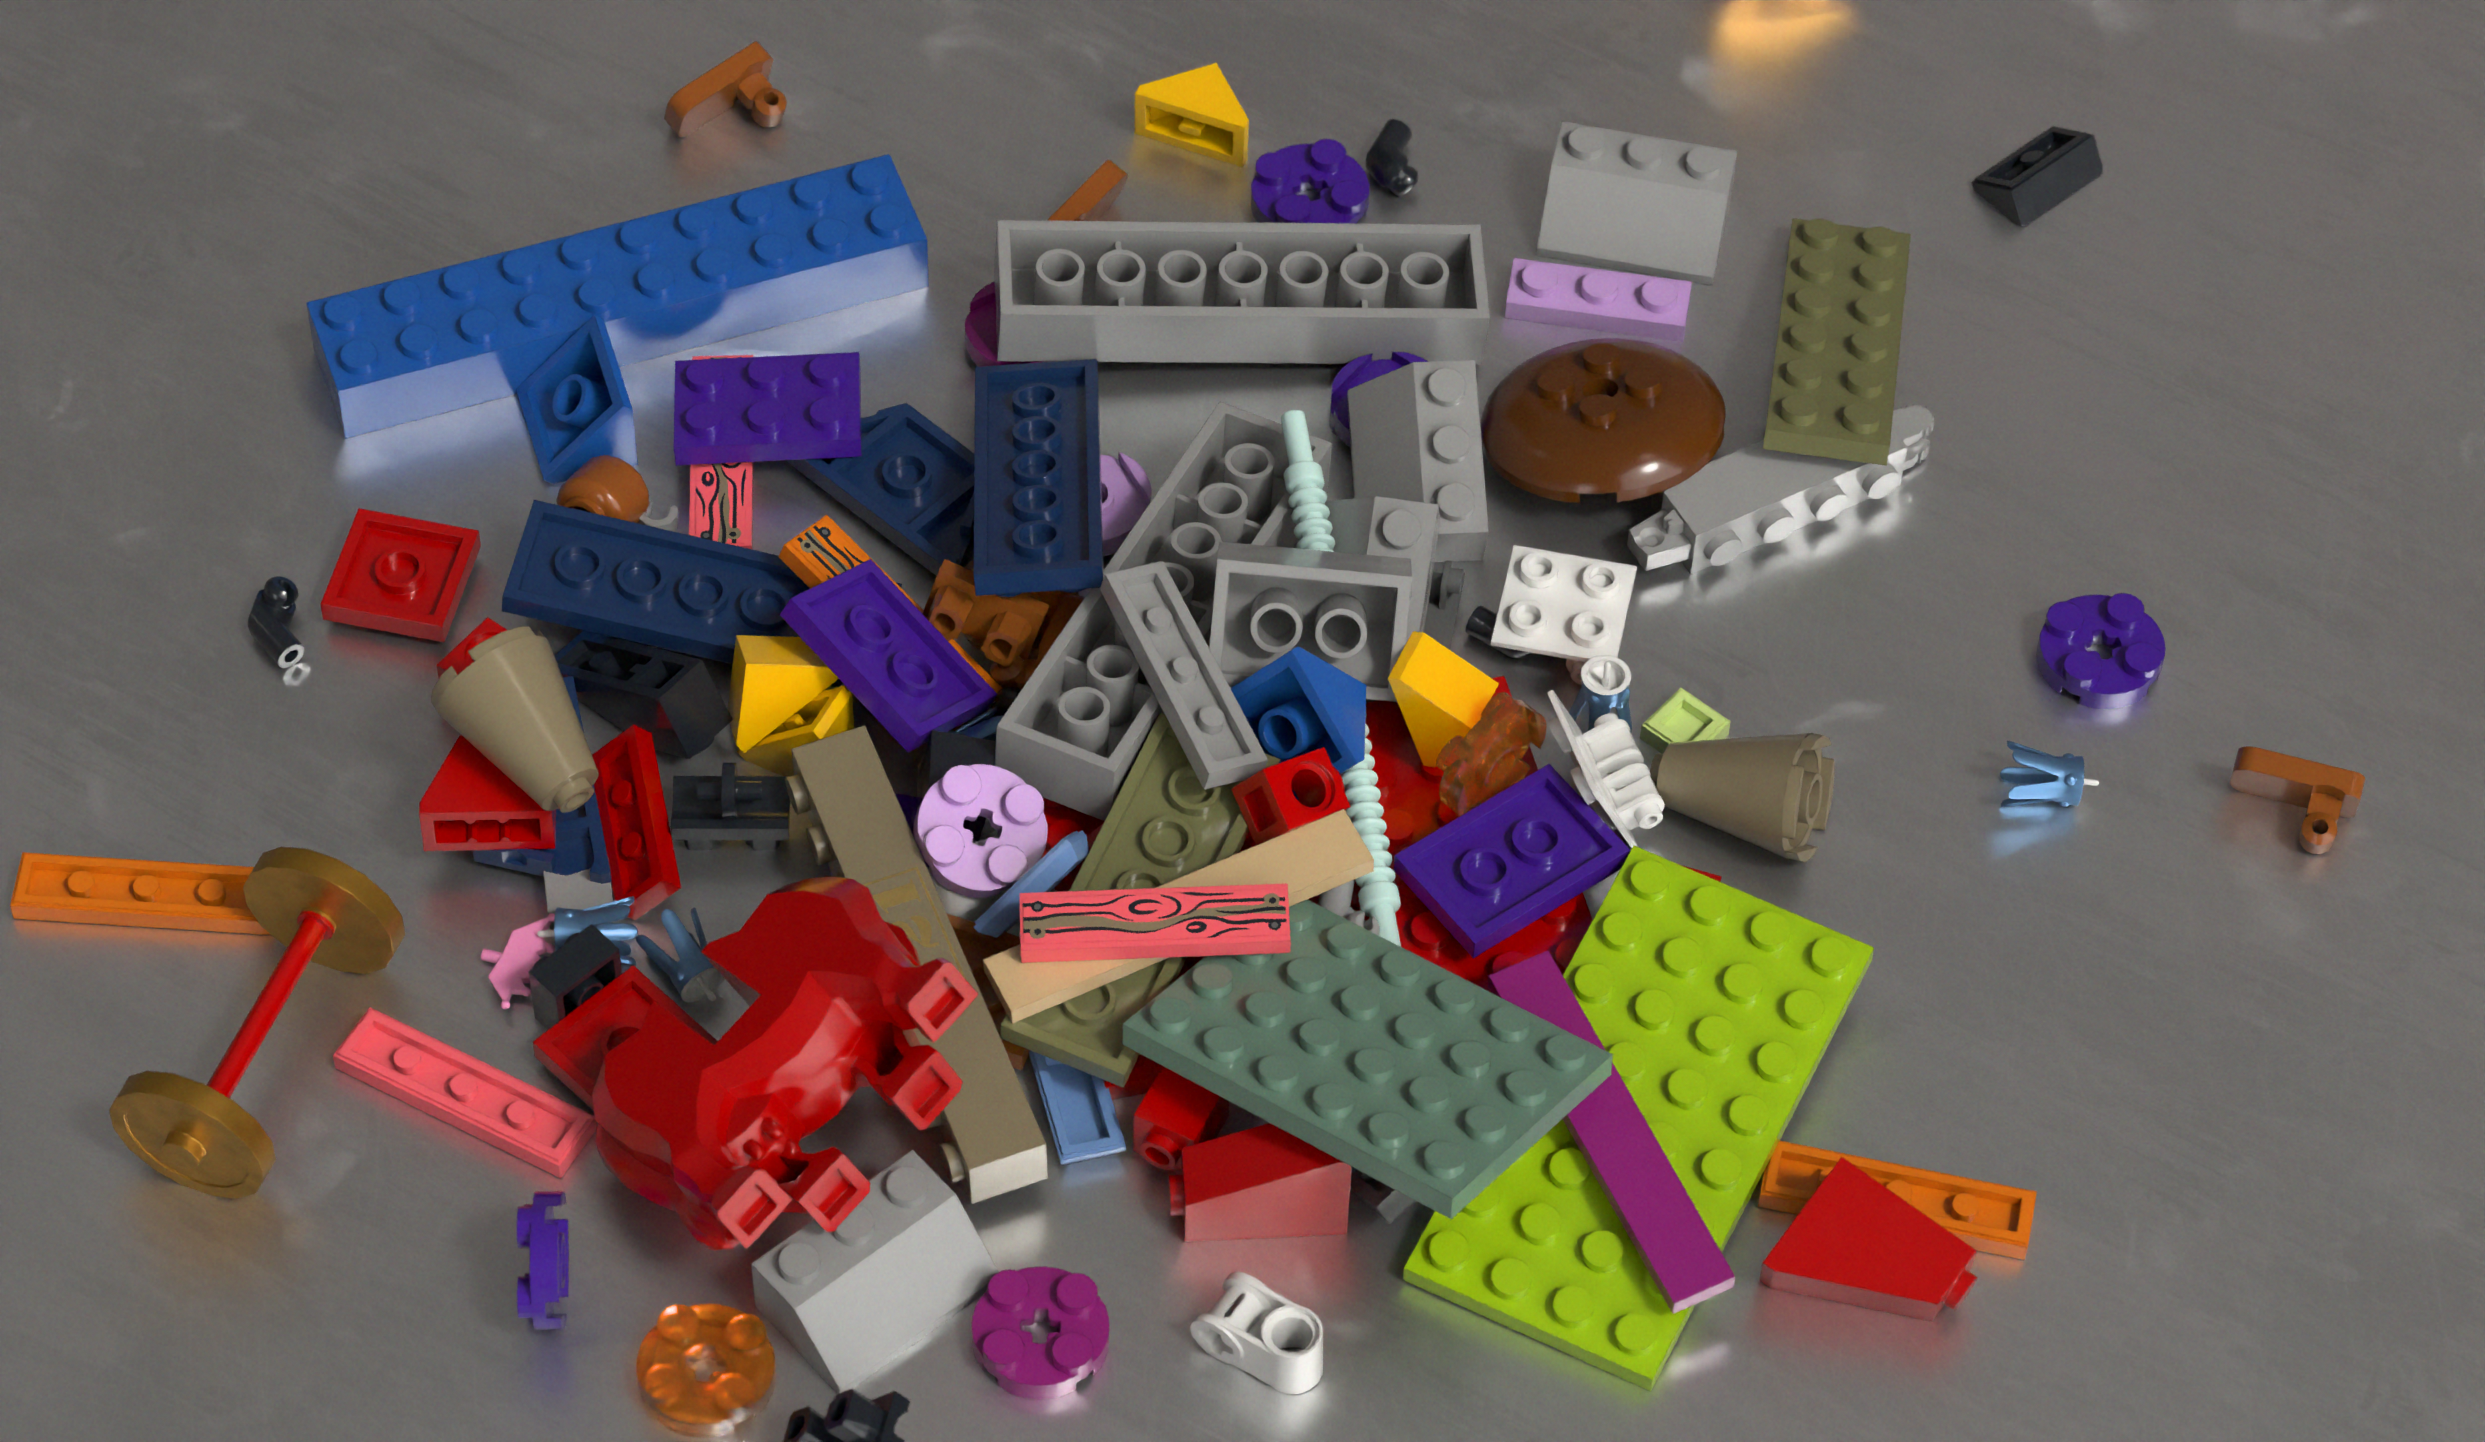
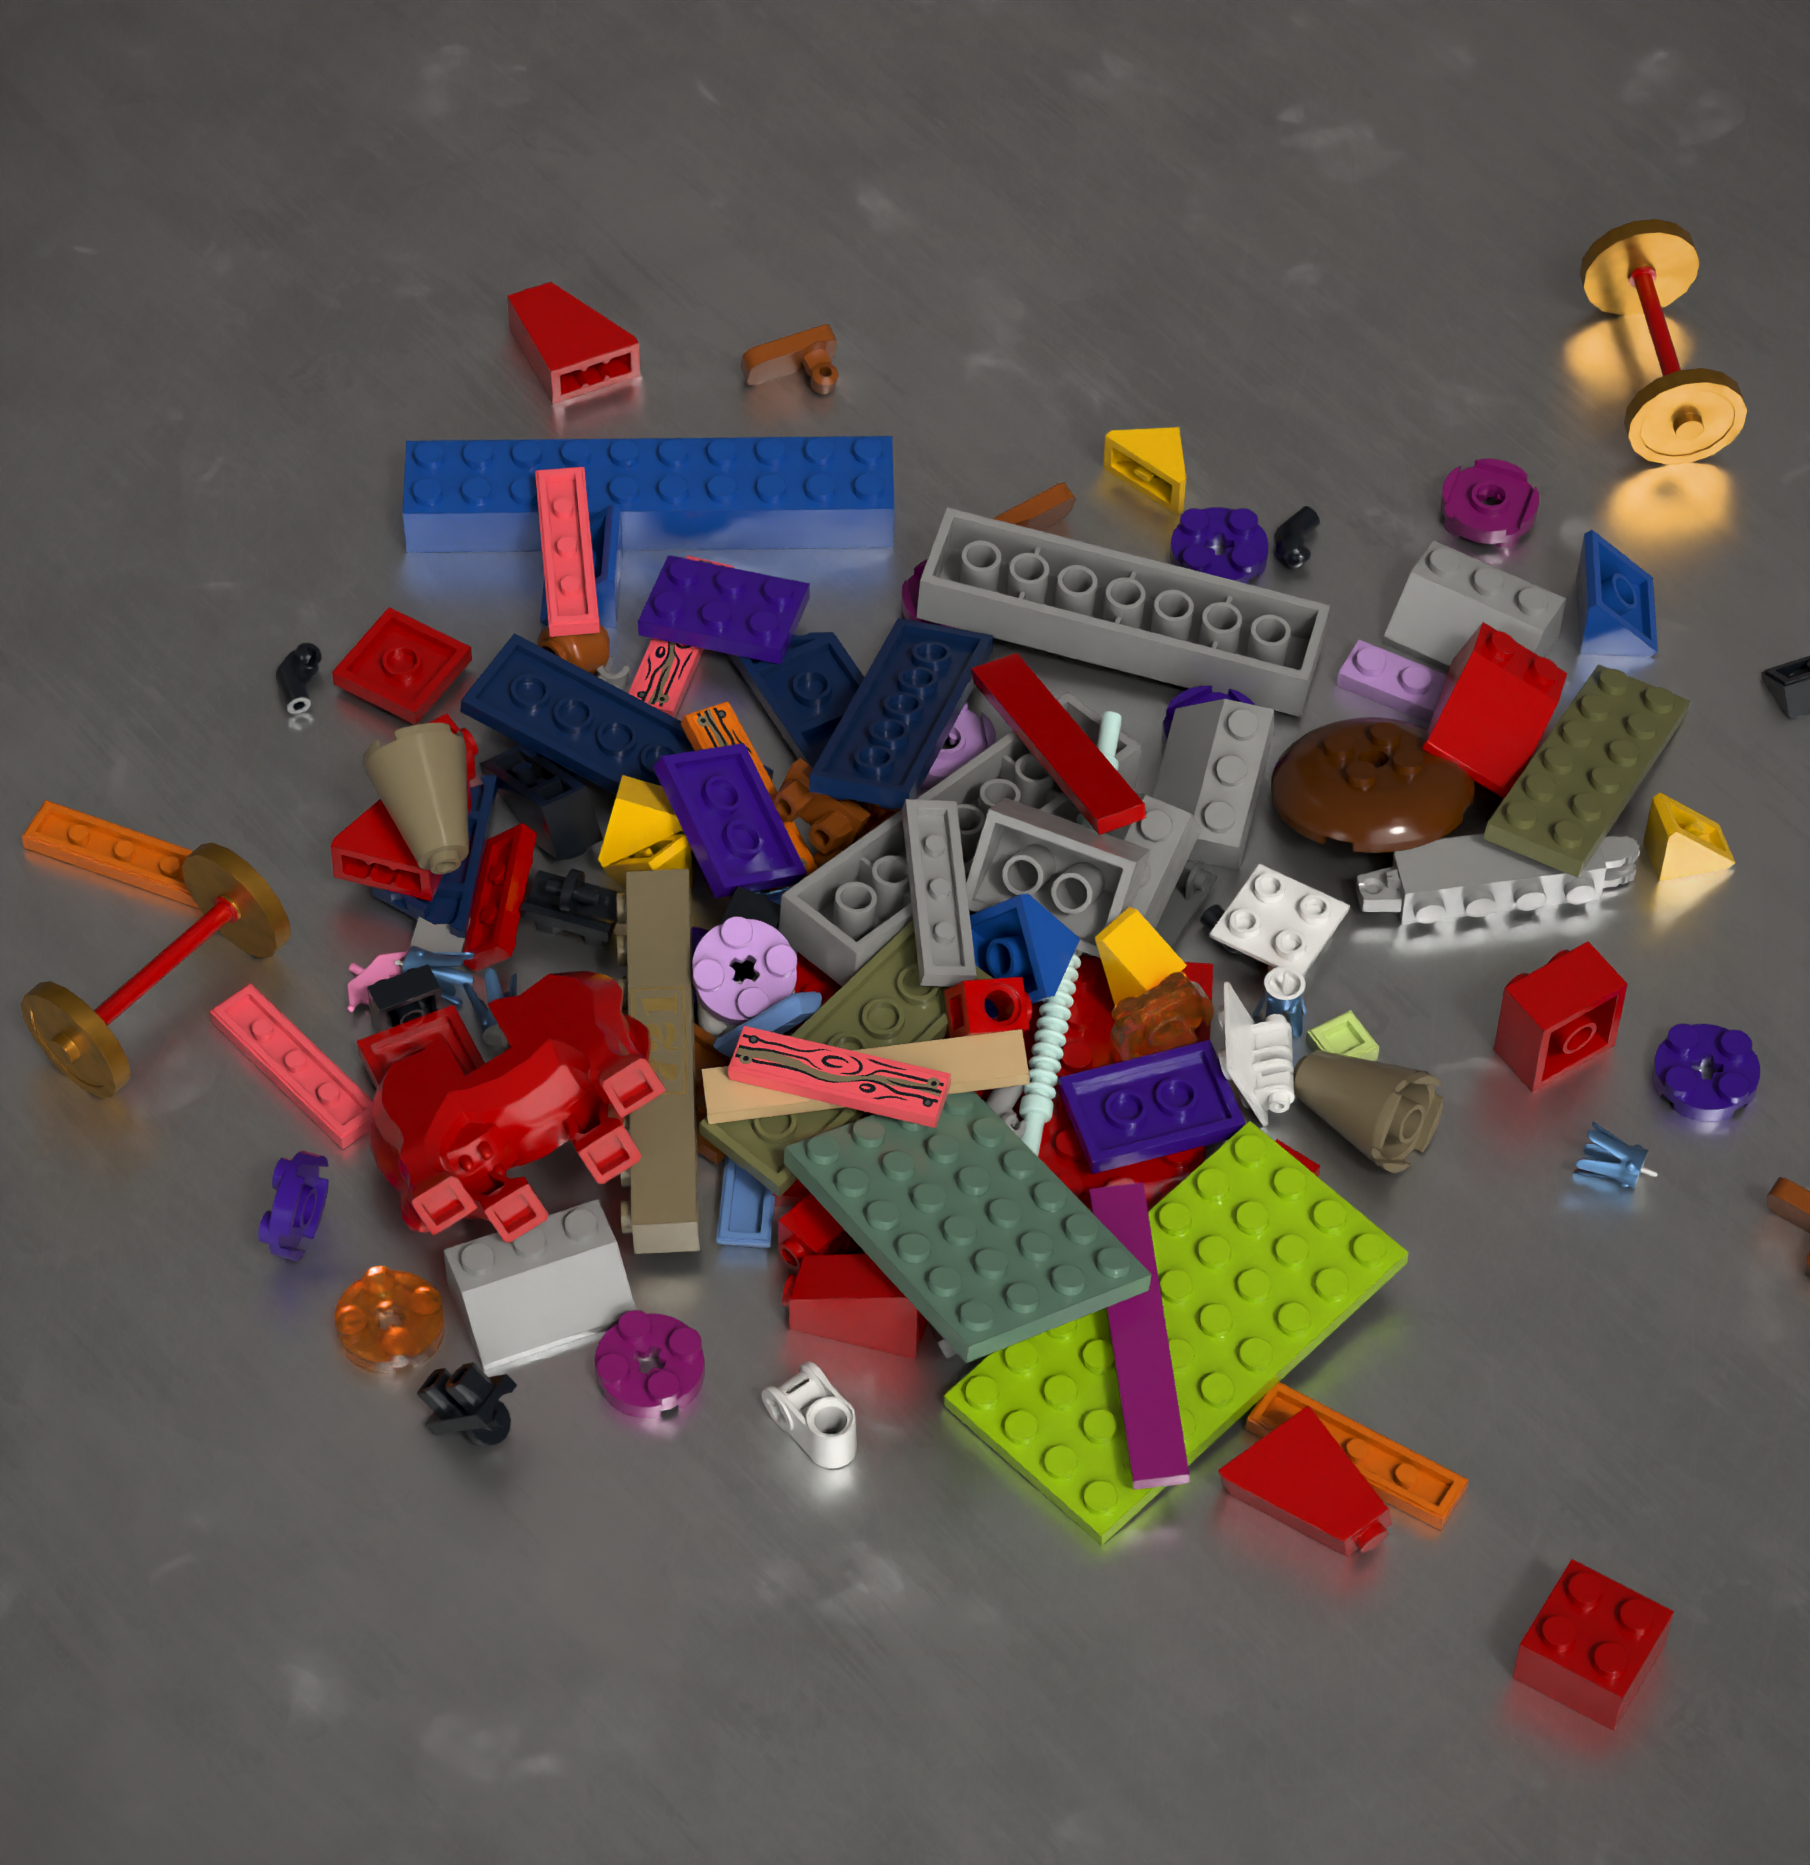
camera: 20 degrees right, 0 degrees up
(448, 138) = (570, 342): none -> red slope
(562, 386) = (567, 551): none -> coral tile
(1246, 463) = (1059, 744): none -> red tile
(1589, 89) = (1497, 524): none -> magenta plate
(1709, 296) = (1494, 708): none -> red slope
(1778, 144) = (1614, 602): none -> blue slope
(1925, 629) = (1559, 1015): none -> red brick
(1969, 396) = (1683, 841): none -> yellow slope
(2256, 1340) = (1592, 1644): none -> red brick

